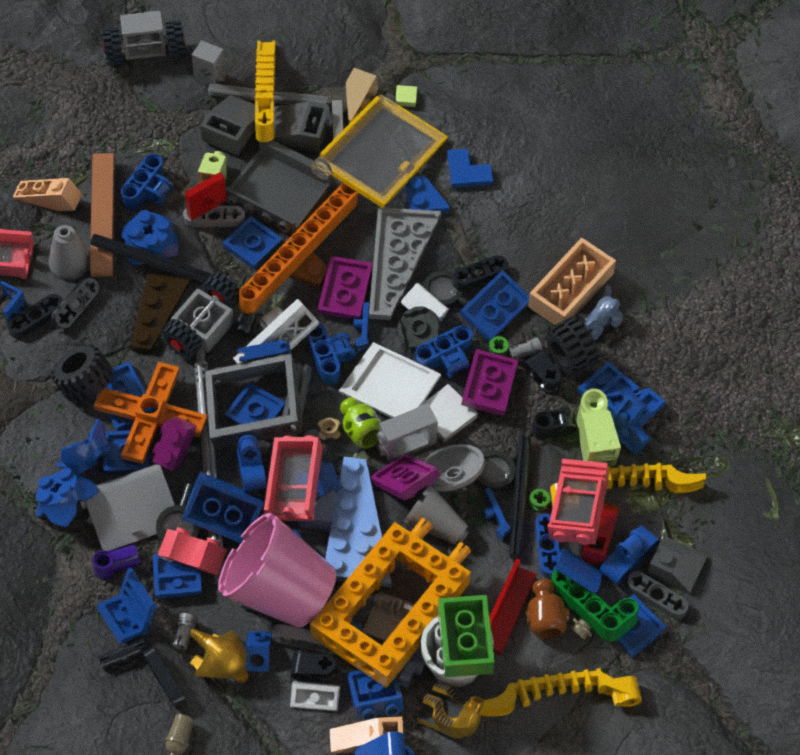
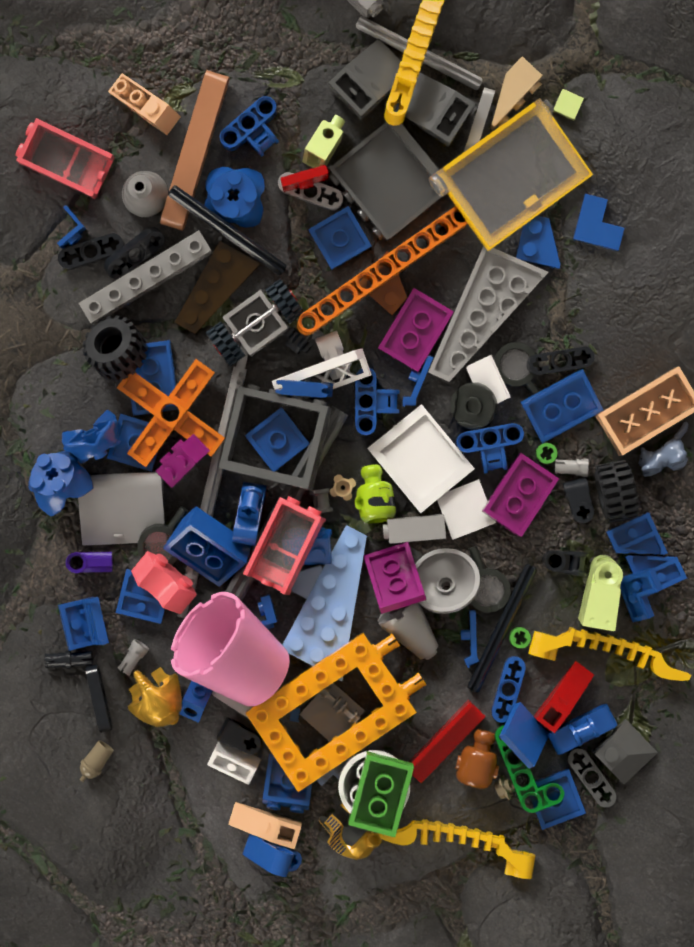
camera: 15 degrees right, 30 degrees up
(93, 315) = (145, 278): none -> light grey brick
(578, 501) = (550, 671): coral door -> none

